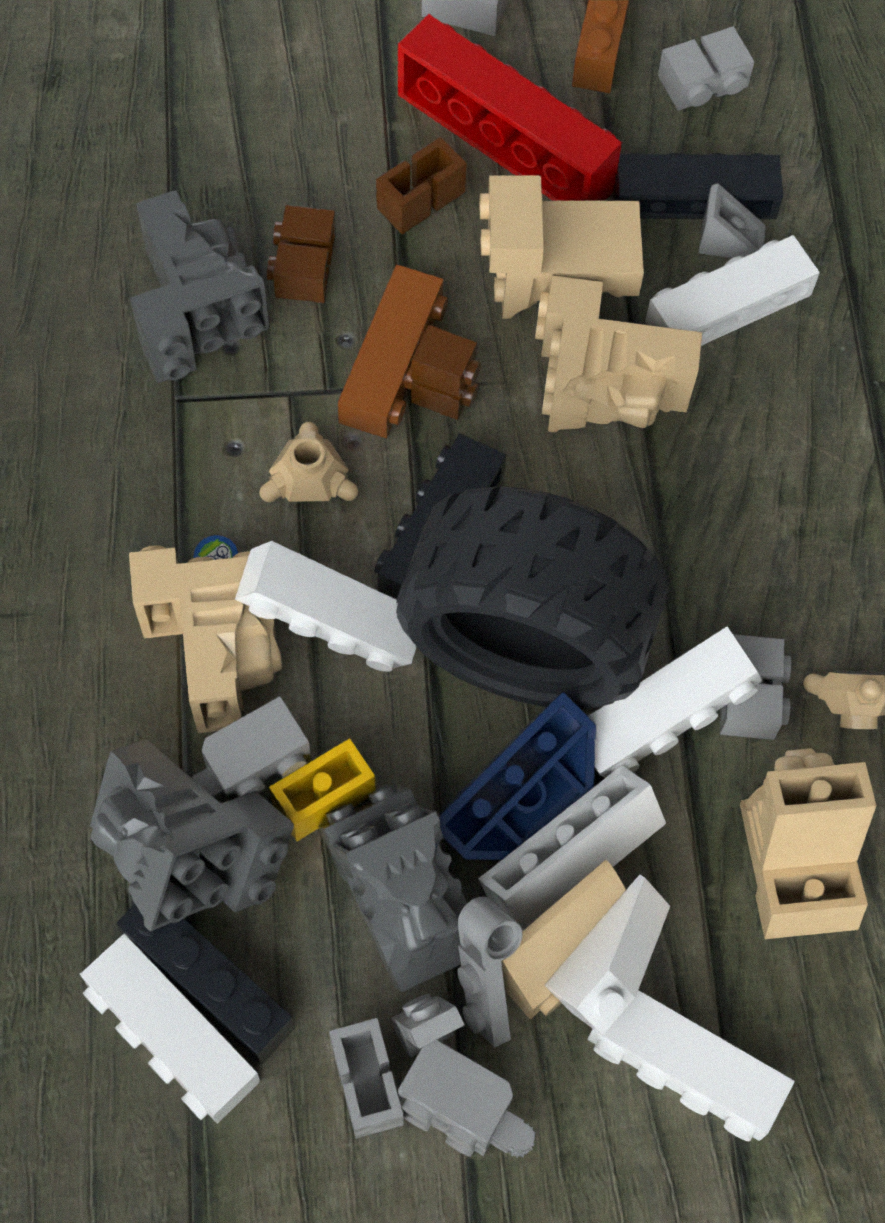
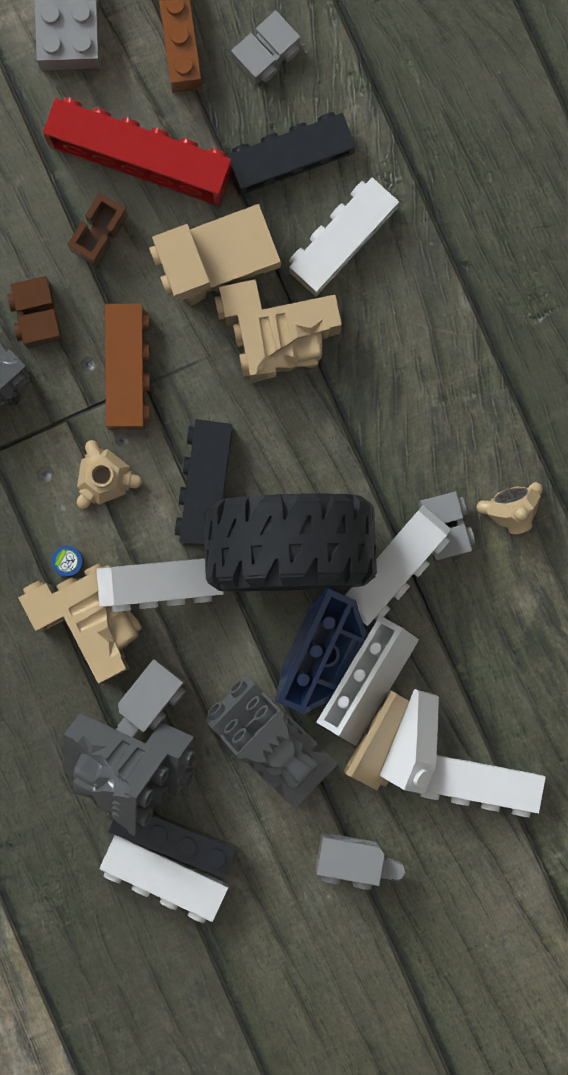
camera: 20 degrees left, 20 degrees up
(323, 786) = (199, 698): yellow brick -> none
(360, 1062) = (299, 875): light grey piece -> none
(424, 1022) = (318, 826): light grey plate -> none
(444, 373) = (169, 377): reddish brown piece -> none
(485, 940) = (337, 770): light grey plate -> none
(729, 227) = (327, 180): light grey slope -> none
(807, 842) = (510, 629): tan brick -> none

